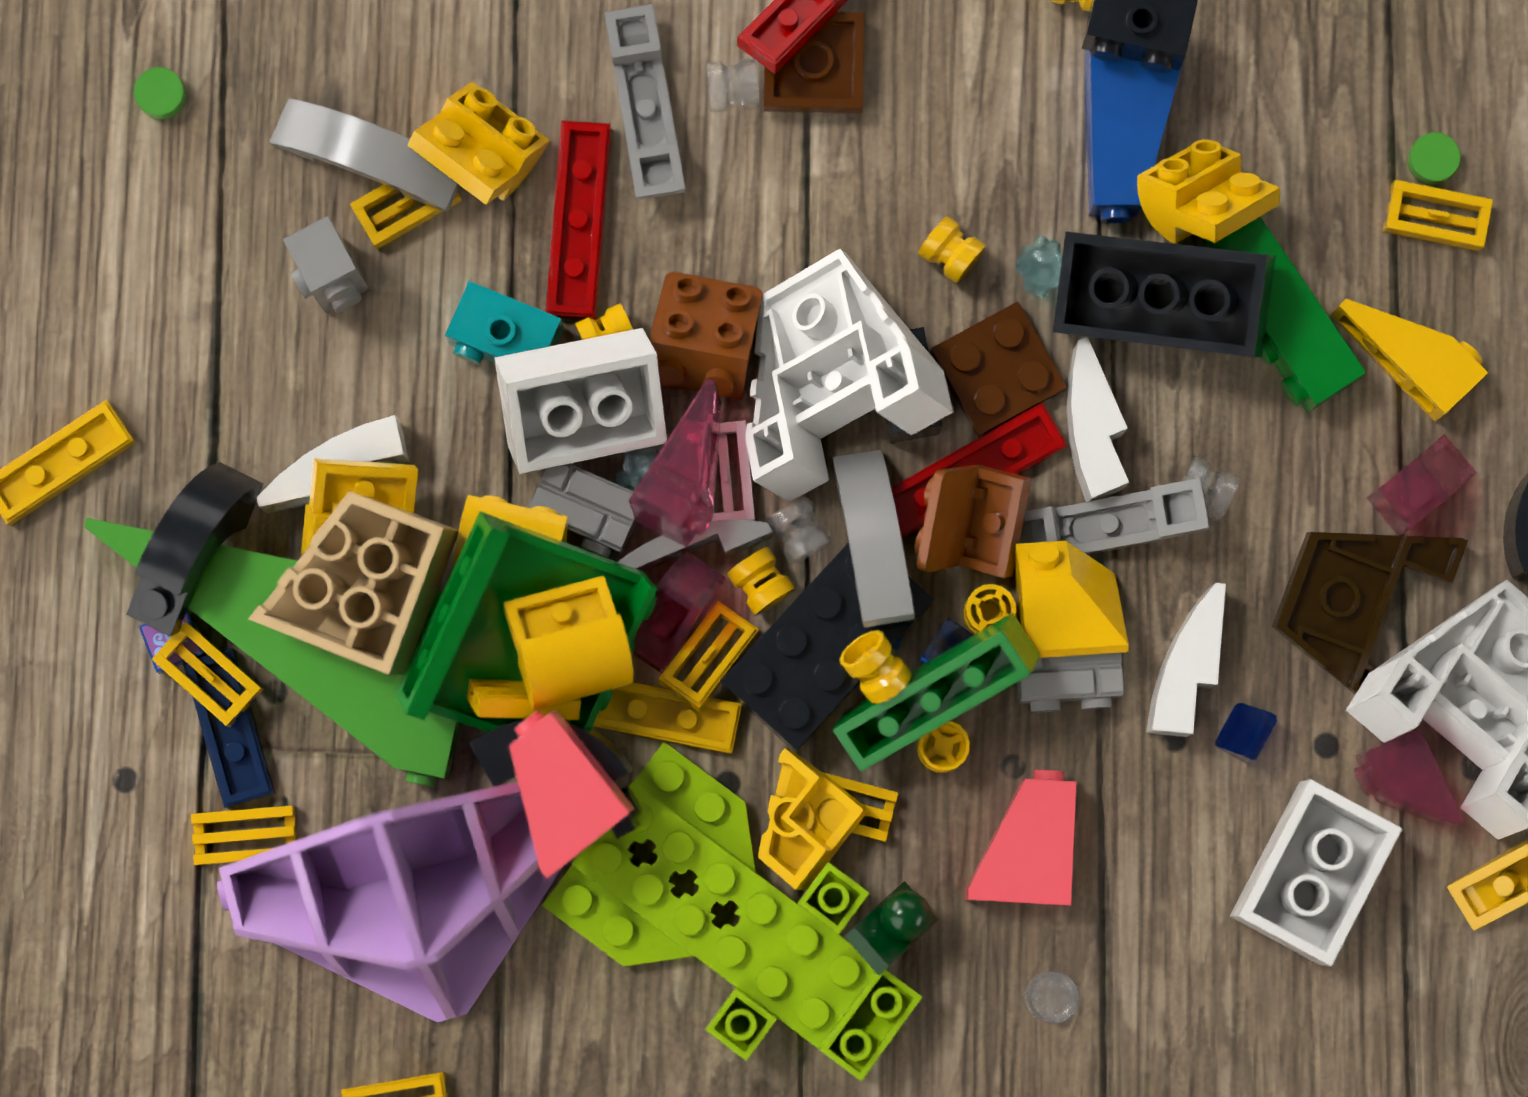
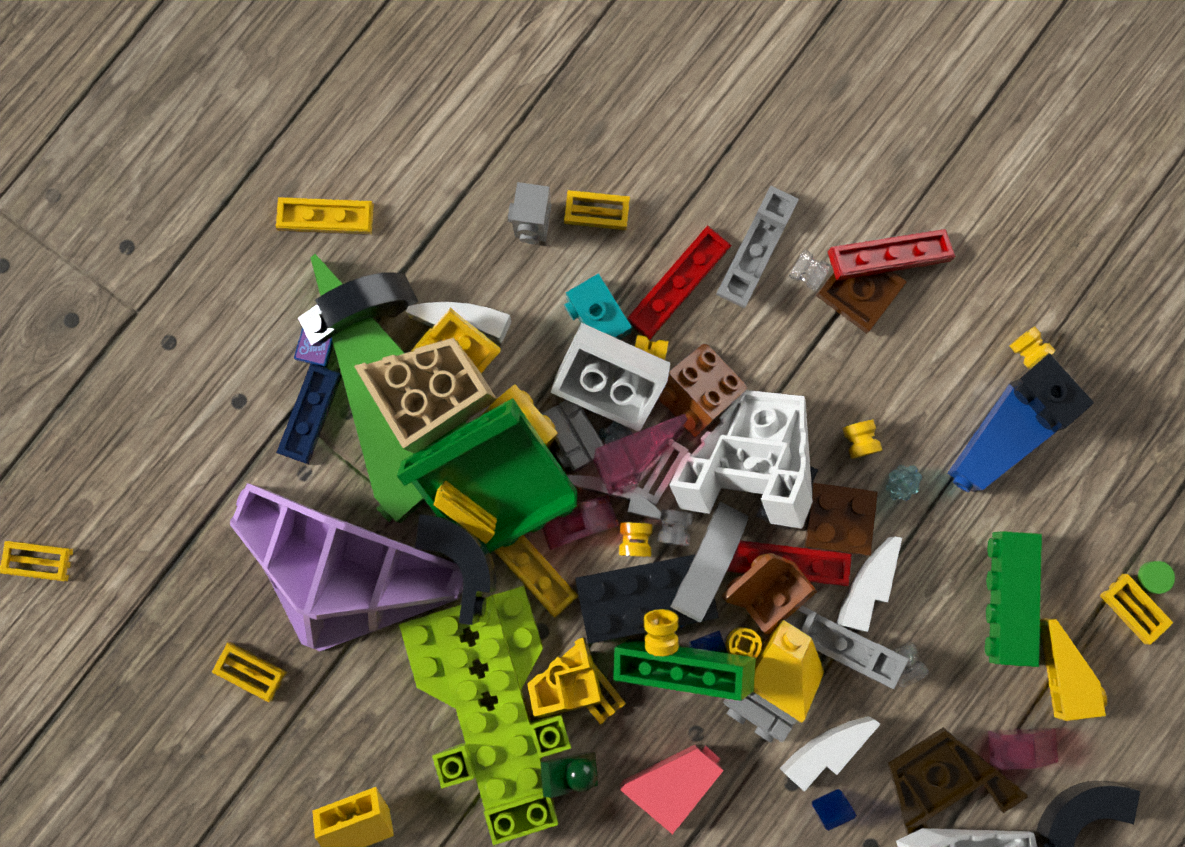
camera: 35 degrees right, 0 degrees up
(160, 93) = (513, 65): bright green tile -> none
(201, 838) = (253, 460): yellow tile -> none
(240, 702) = (323, 404): yellow tile -> none
(362, 149) = (597, 171): light grey slope -> none
(480, 144) = (656, 207): yellow brick -> none
(562, 790) = (448, 578): coral slope -> none
(569, 642) = (509, 501): yellow brick -> none
(683, 690) = (554, 566): yellow tile -> none
(950, 742) = (668, 702): yellow wheel -> none
(1164, 294) = (960, 546): black brick -> none
(1203, 193) = (1019, 507): yellow brick -> none

